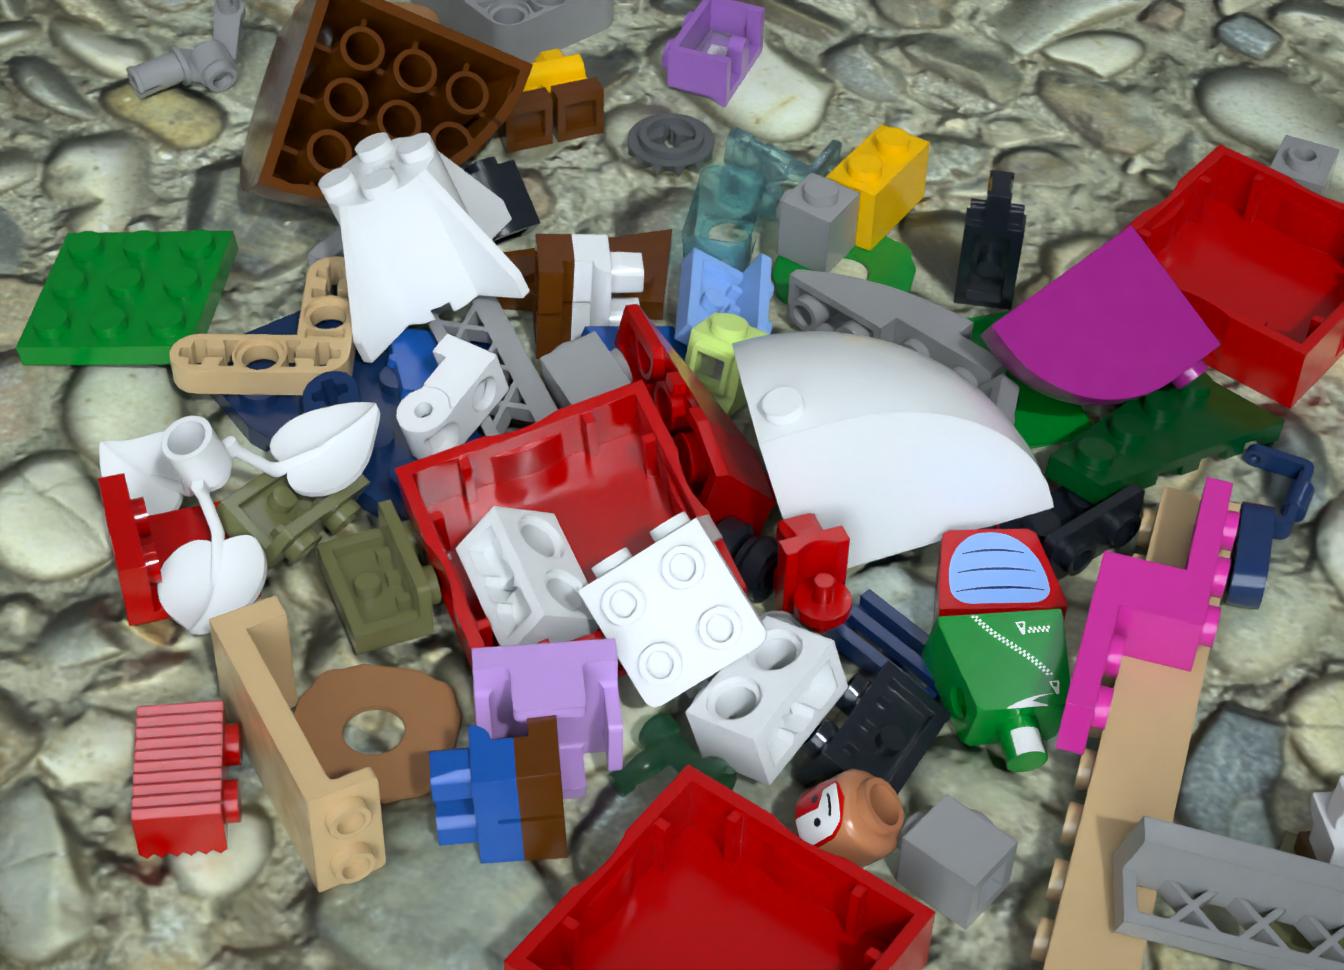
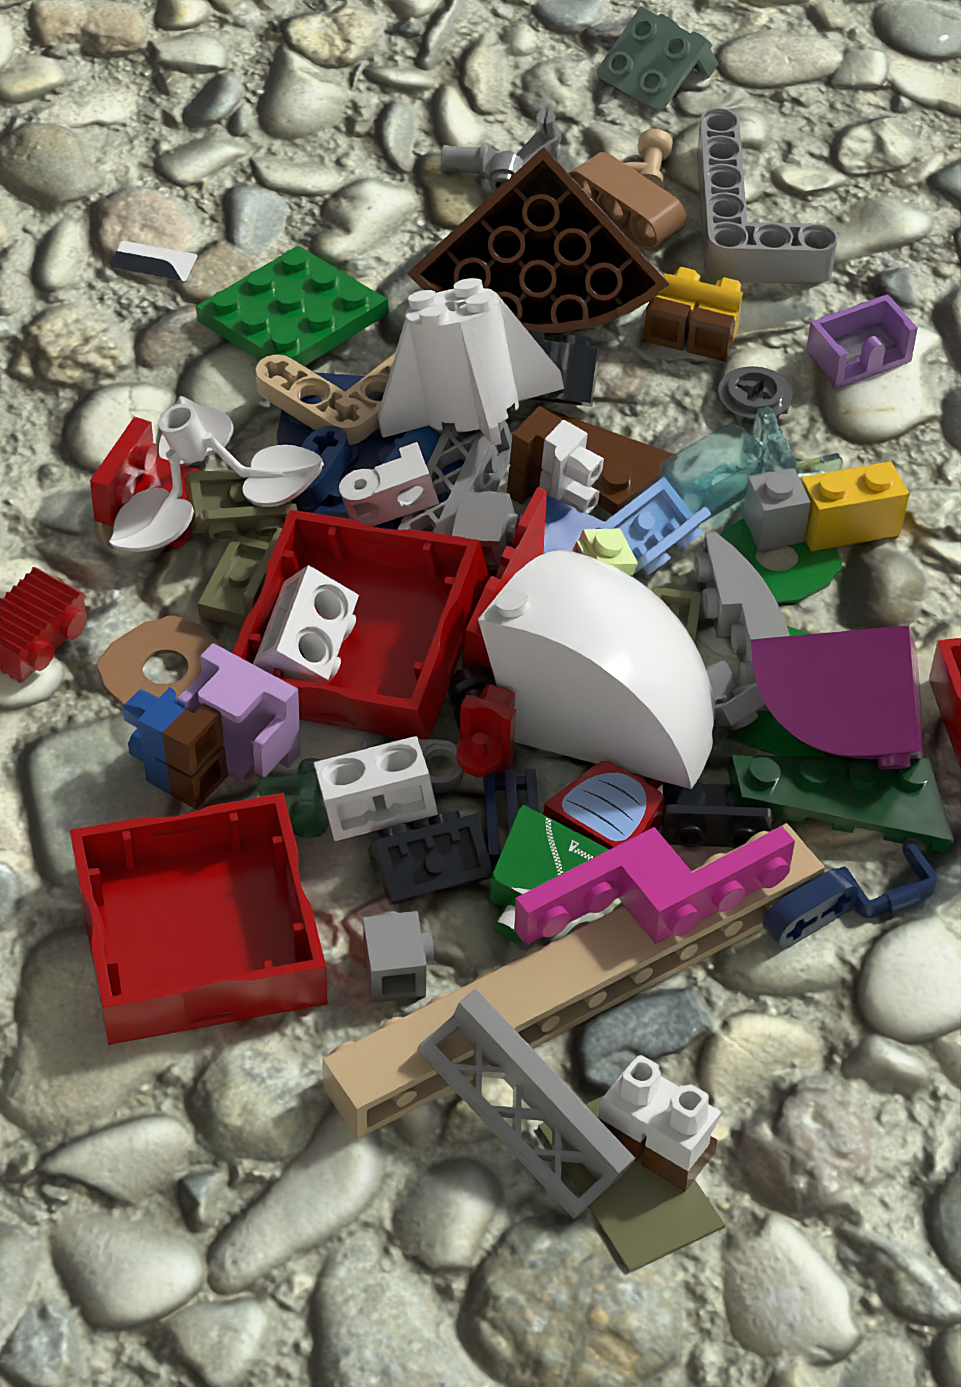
camera: 40 degrees right, 5 degrees up
(329, 820) = (105, 591): tan panel -> none
(673, 609) = (356, 692): white bracket -> none
(851, 817) = (350, 889): nougat head -> none
(991, 246) = (858, 586): black hinge -> none

